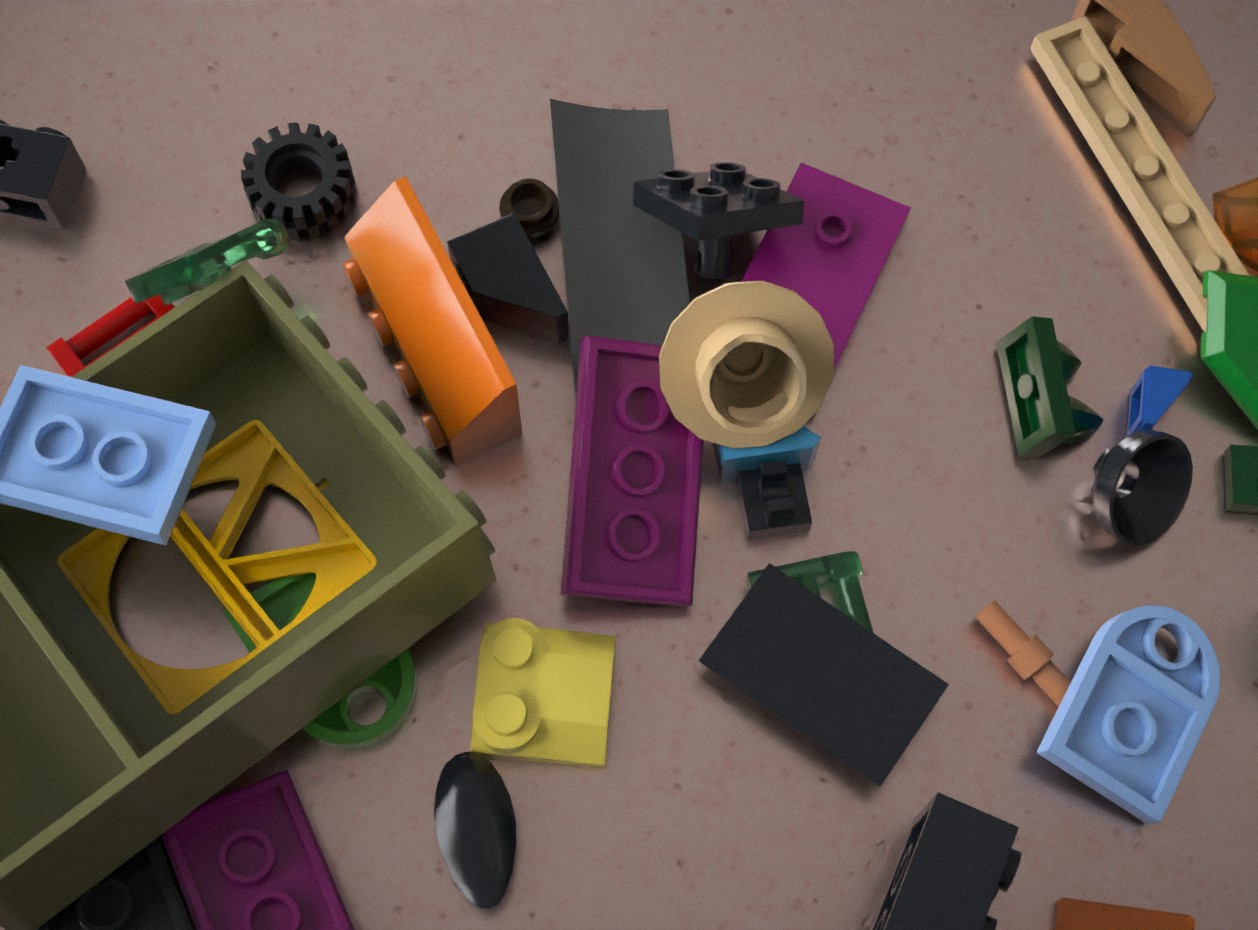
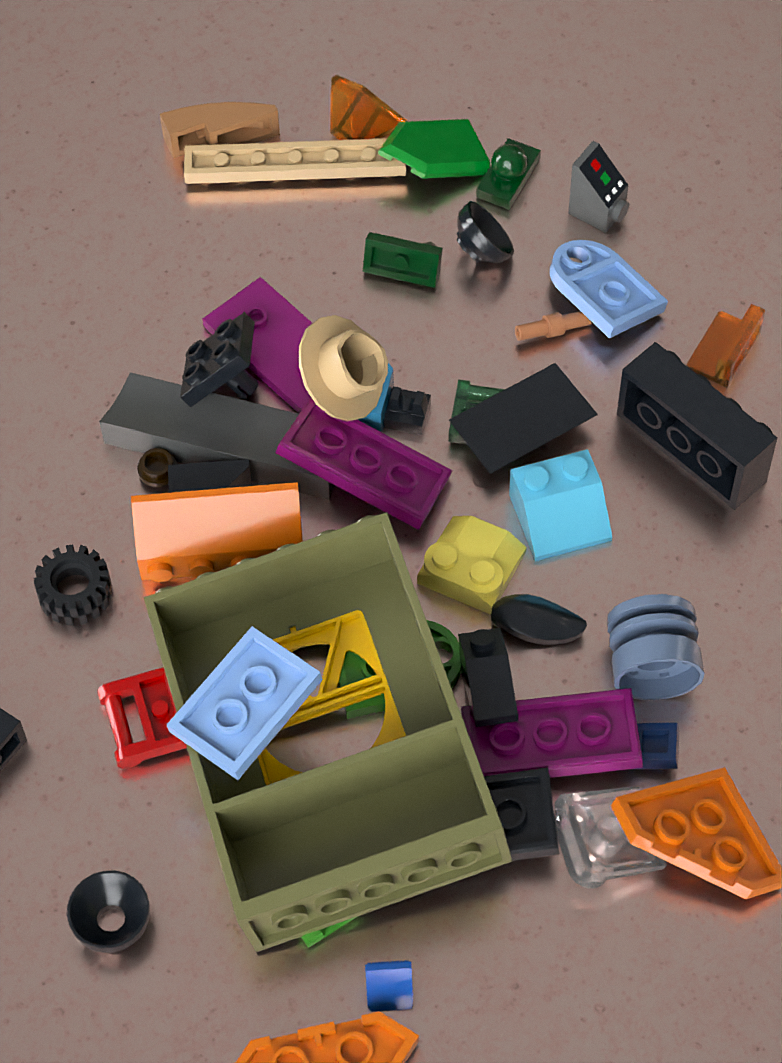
camera: 65 degrees left, 10 degrees down
(208, 262) = (125, 627): clear green plate -> none
(325, 790) = (487, 677): none -> black slope
(688, 790) = (560, 505): none -> medium azure slope
(1154, 395) = (437, 211): blue slope -> none

